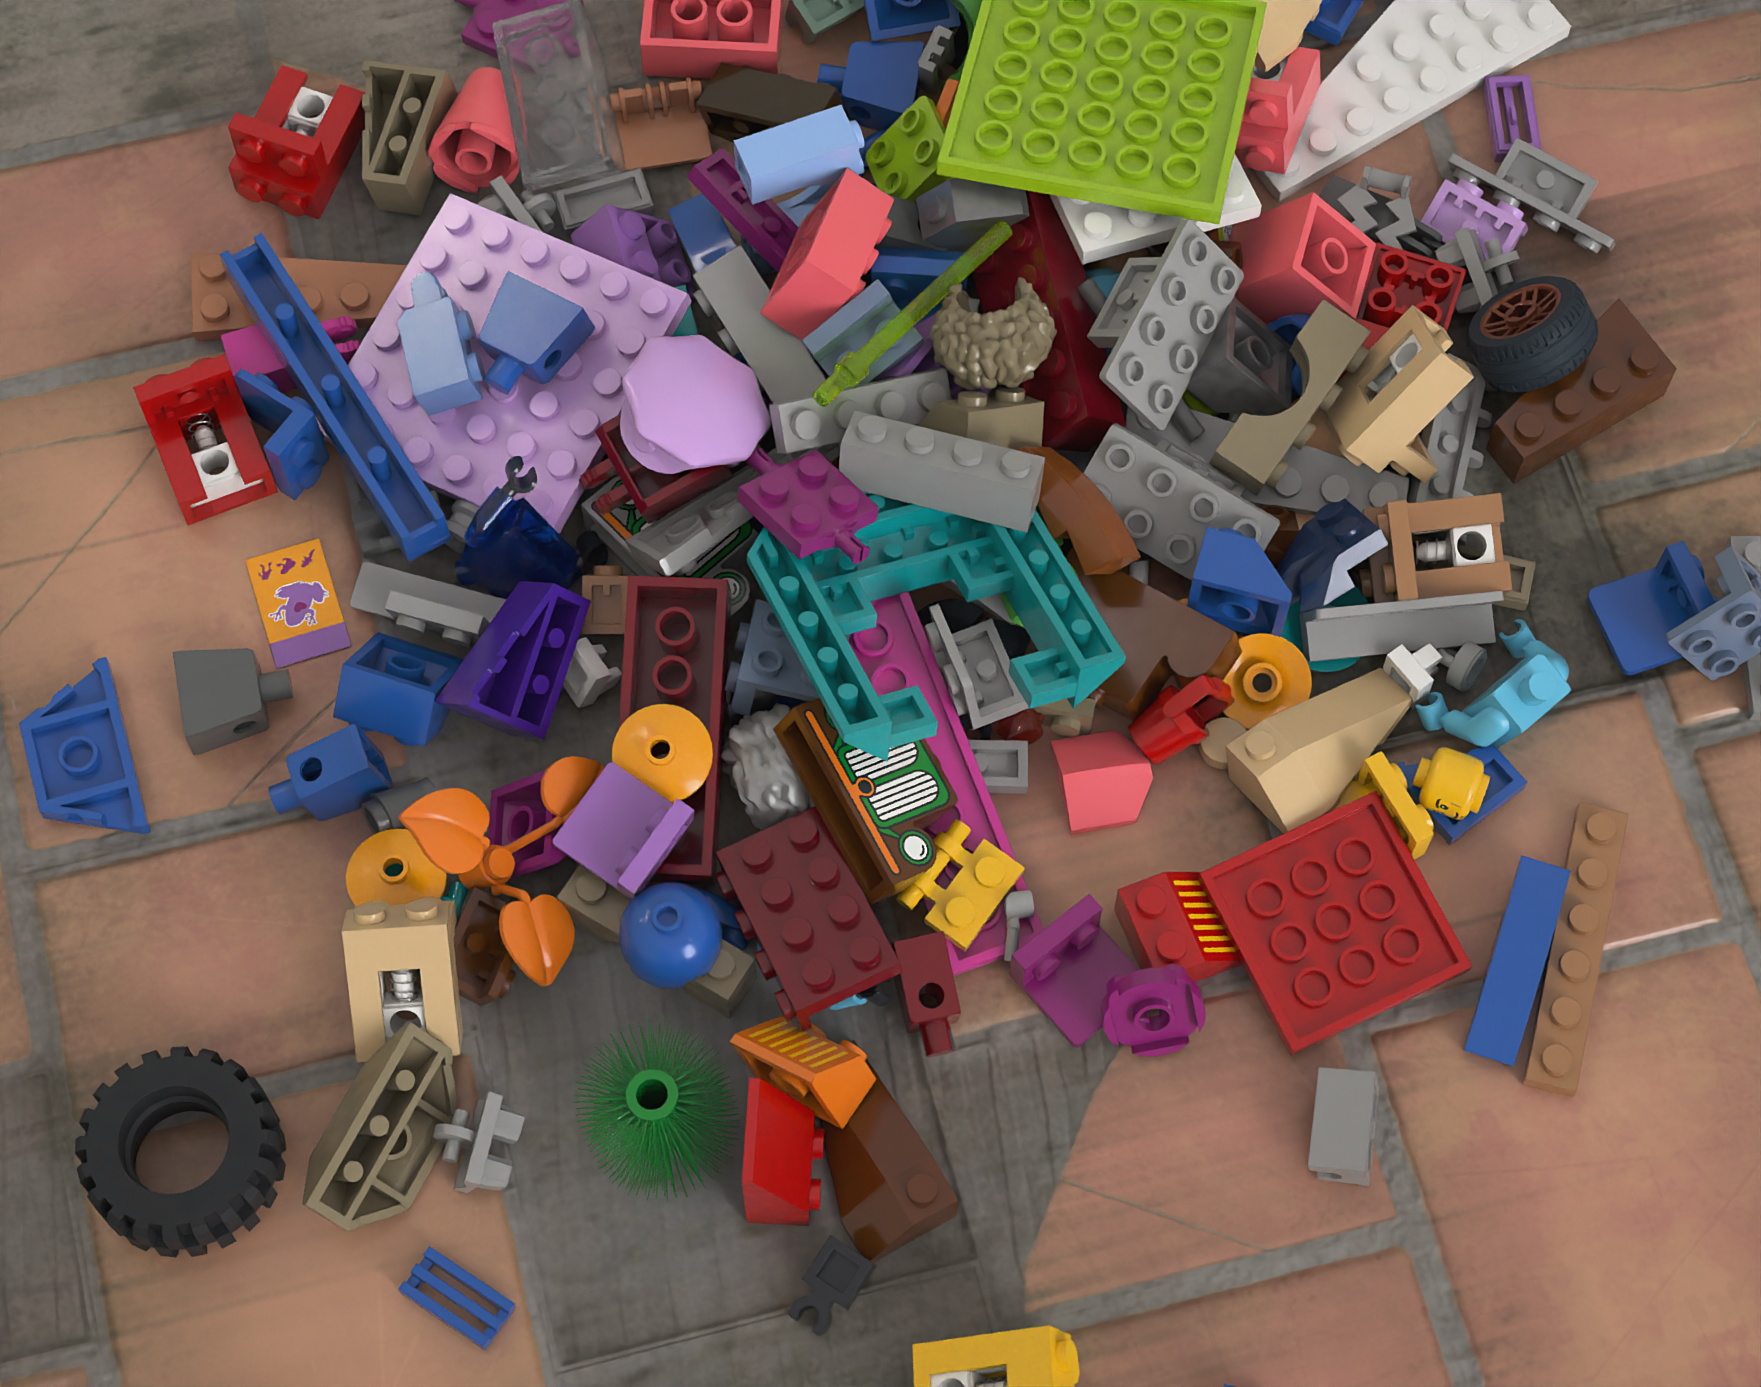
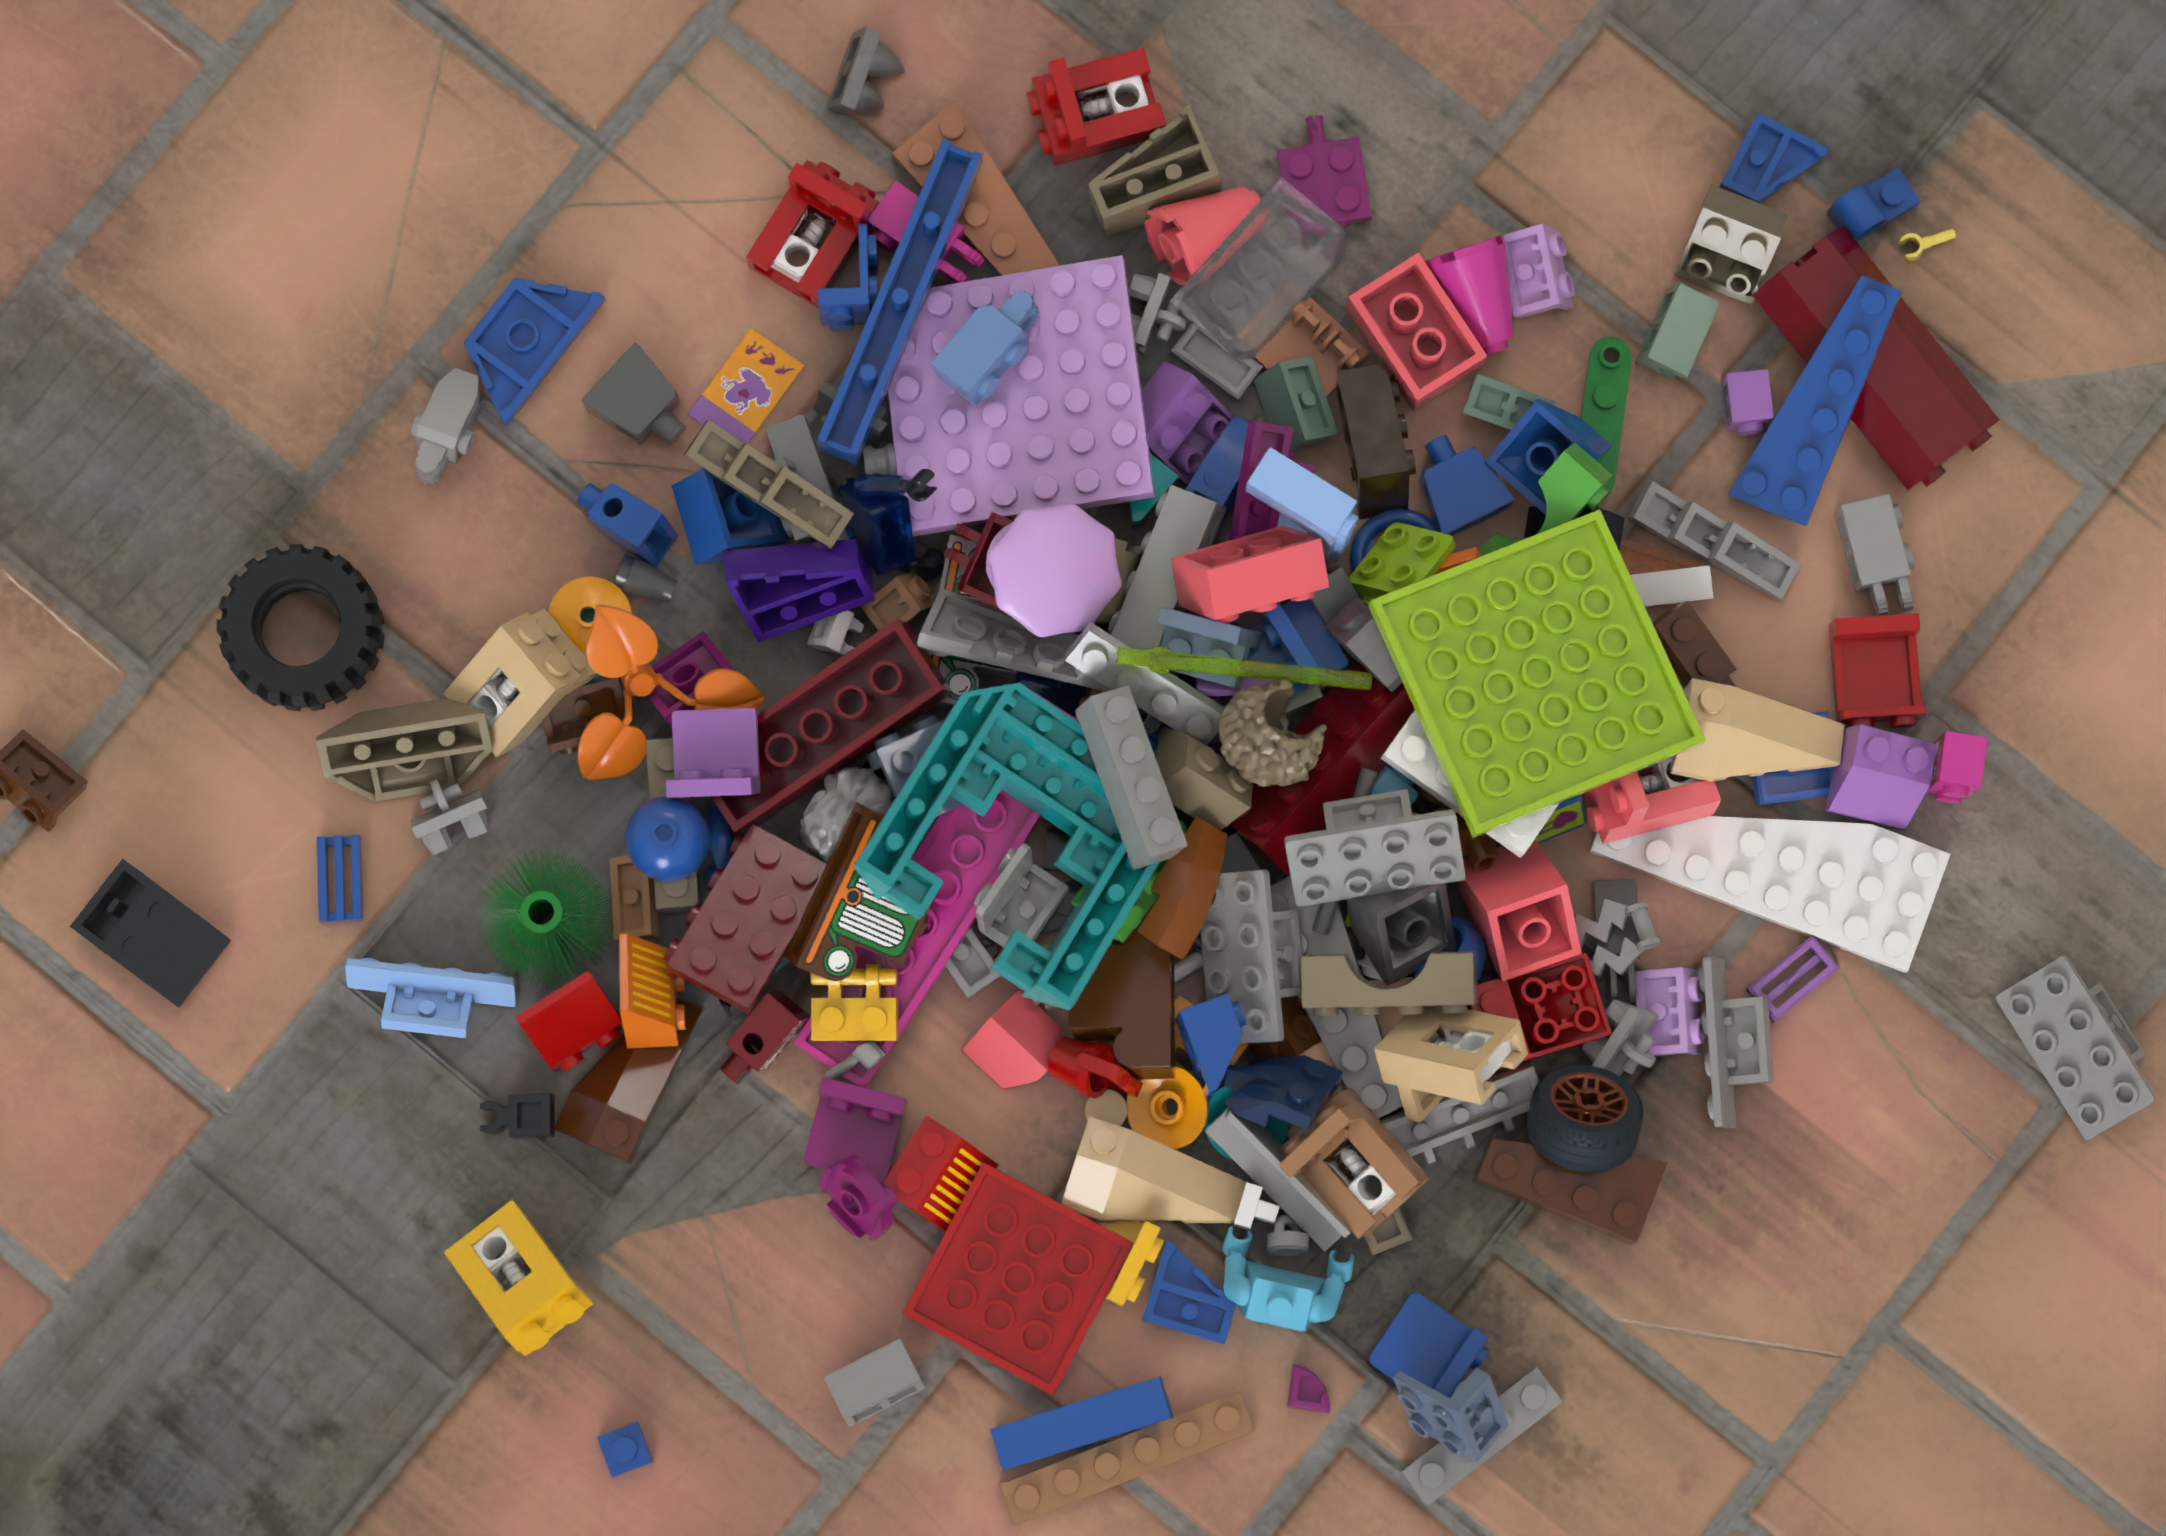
camera: 50 degrees right, 15 degrees up
(89, 304) = (862, 58): none -> flat silver tile
(103, 881) = (446, 424): none -> light grey hinge
(406, 615) = (768, 484): none -> dark tan slope
(530, 333) = (1038, 405): torso -> none
(644, 1288) = (427, 997): none -> light blue bracket
(676, 151) = (1295, 398): none -> sand green panel
(689, 756) = (811, 737): light orange dish -> none
(703, 1017) = (632, 900): none -> medium nougat plate
(808, 505) = (1035, 705): magenta plate -> none
(933, 59) = (1502, 519): light grey tile -> none
(1451, 783) = (1176, 1292): yellow head -> none
(1618, 746) = (1307, 1391): none -> magenta tile

